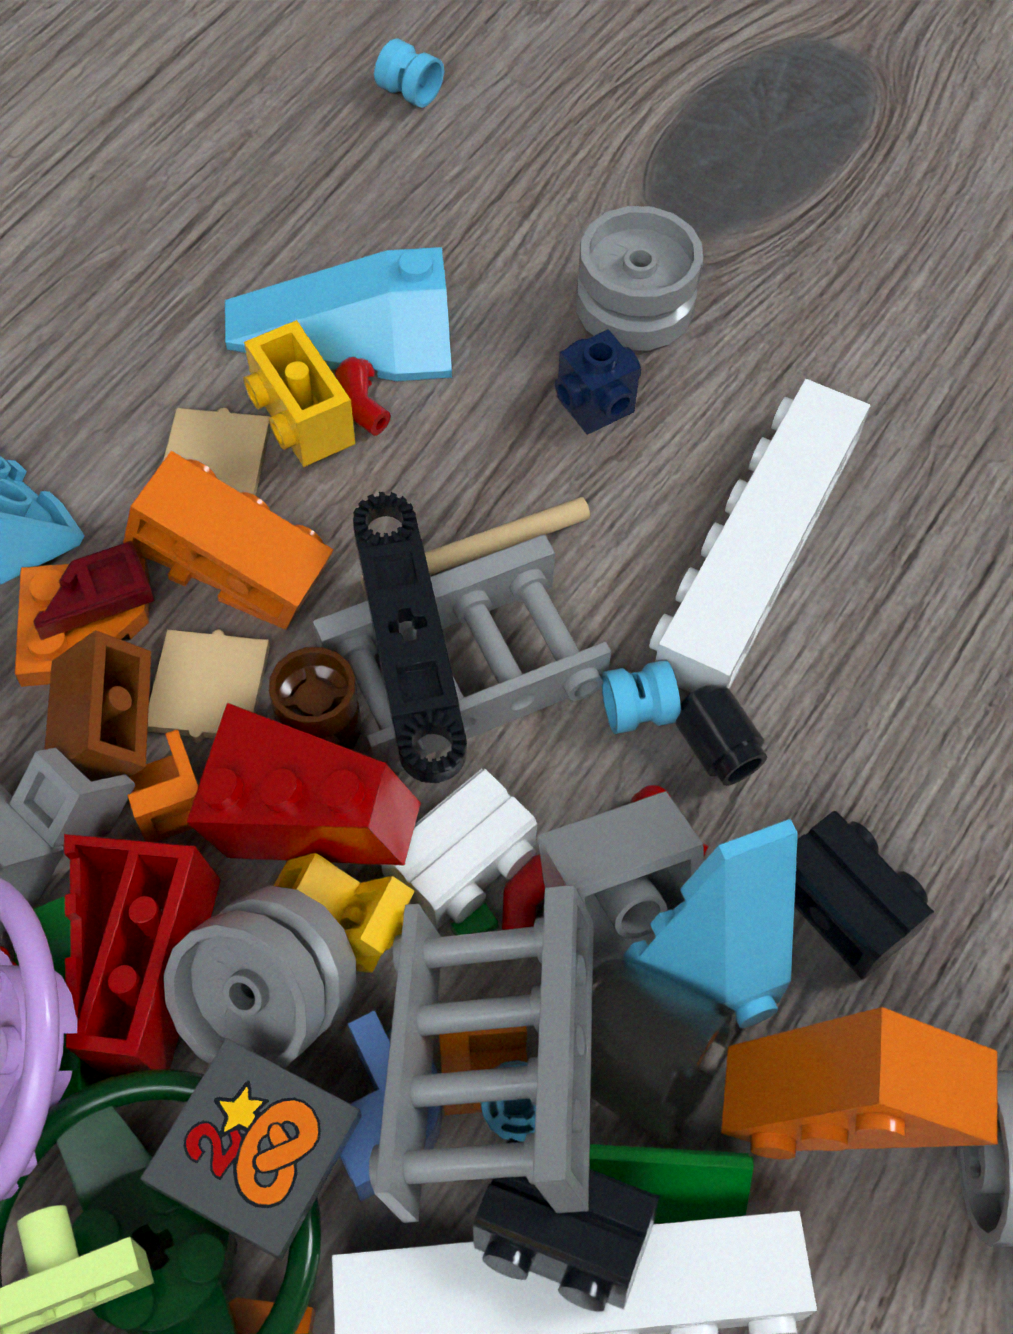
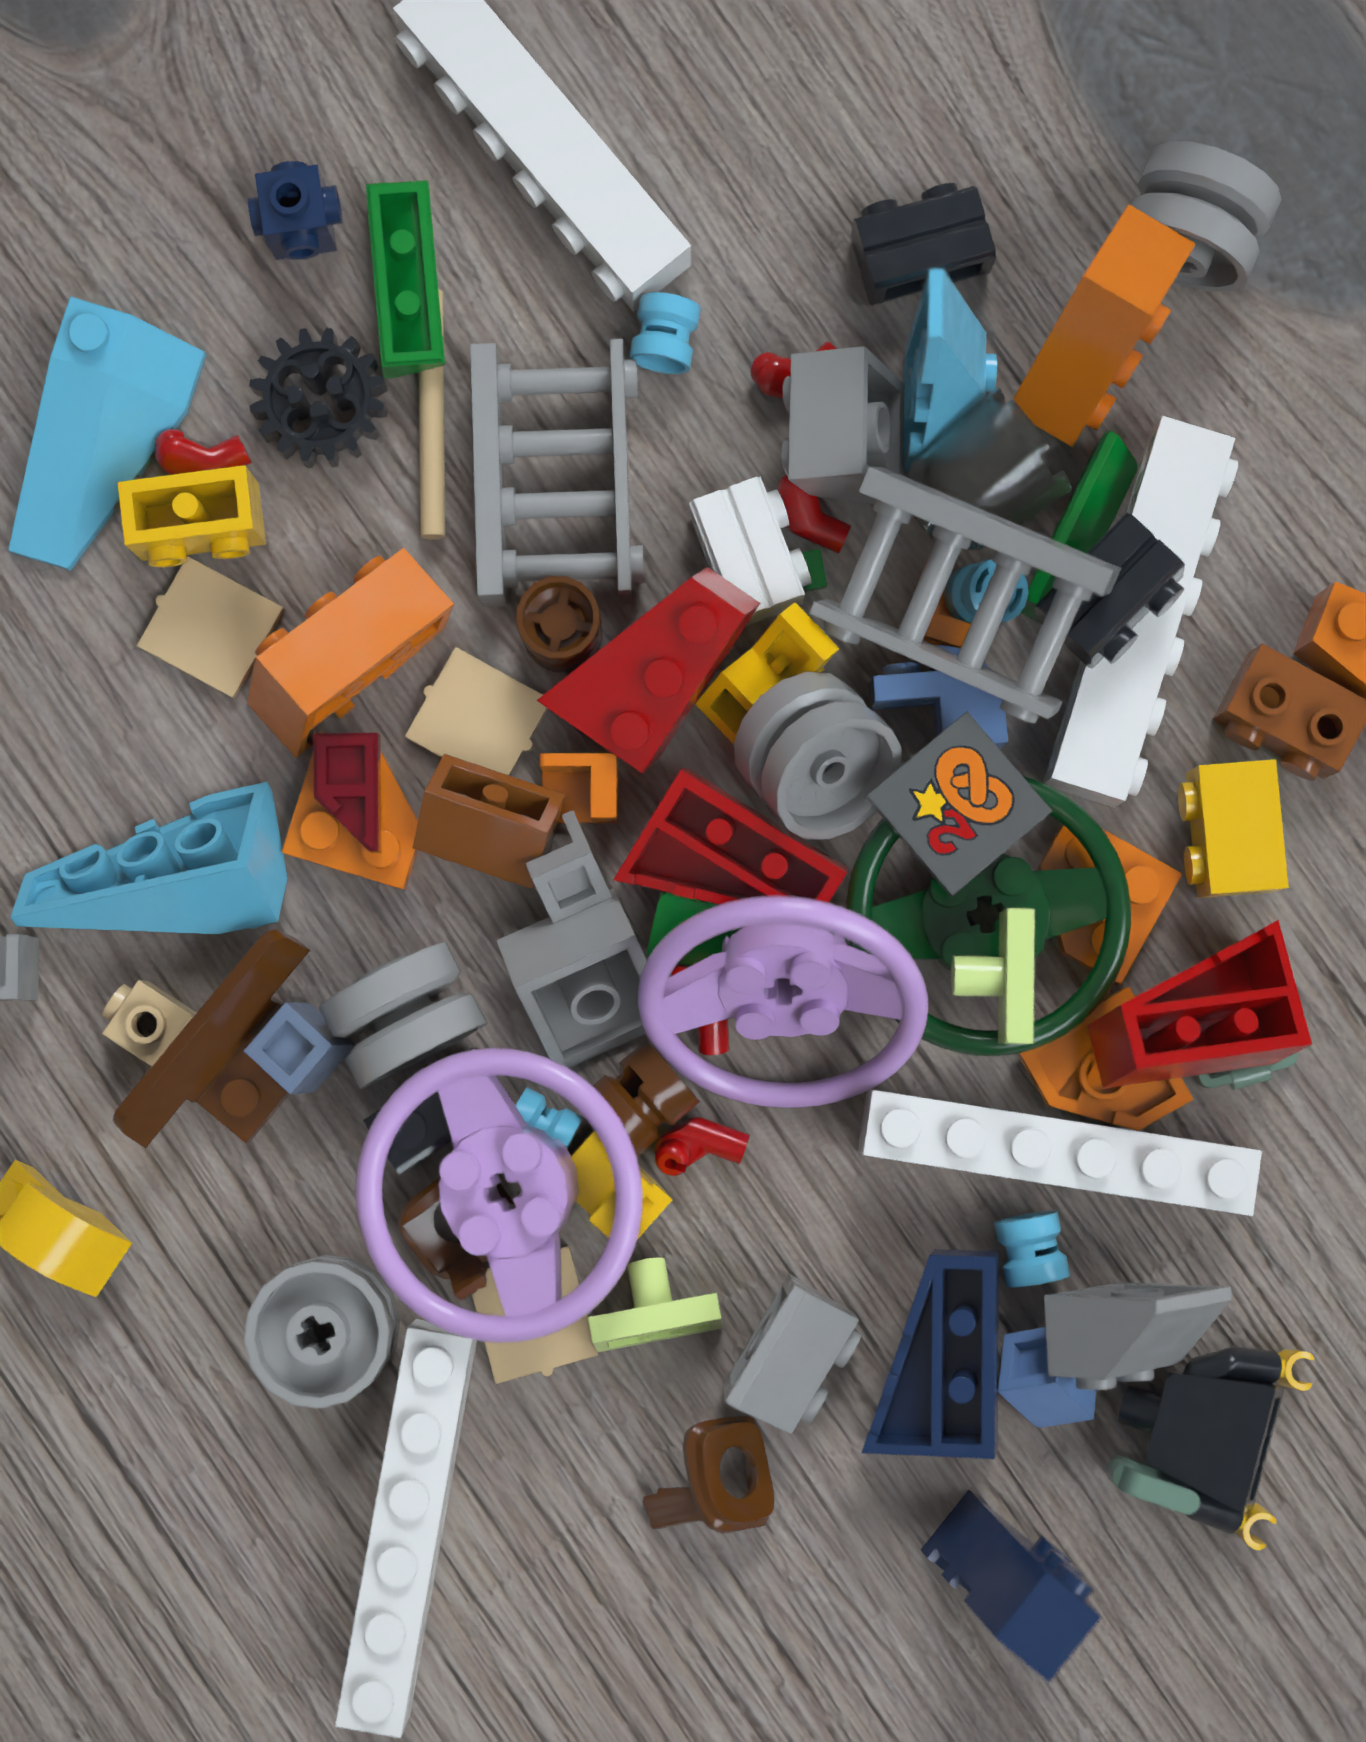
camera: 65 degrees left, 25 degrees up
(416, 671) = (489, 502): black piece -> none
(467, 476) = (284, 405): none -> black gear
(581, 476) = (405, 277): none -> green slope
(639, 276) = (183, 109): light grey wheel -> none
(721, 734) = (731, 279): black brick -> none

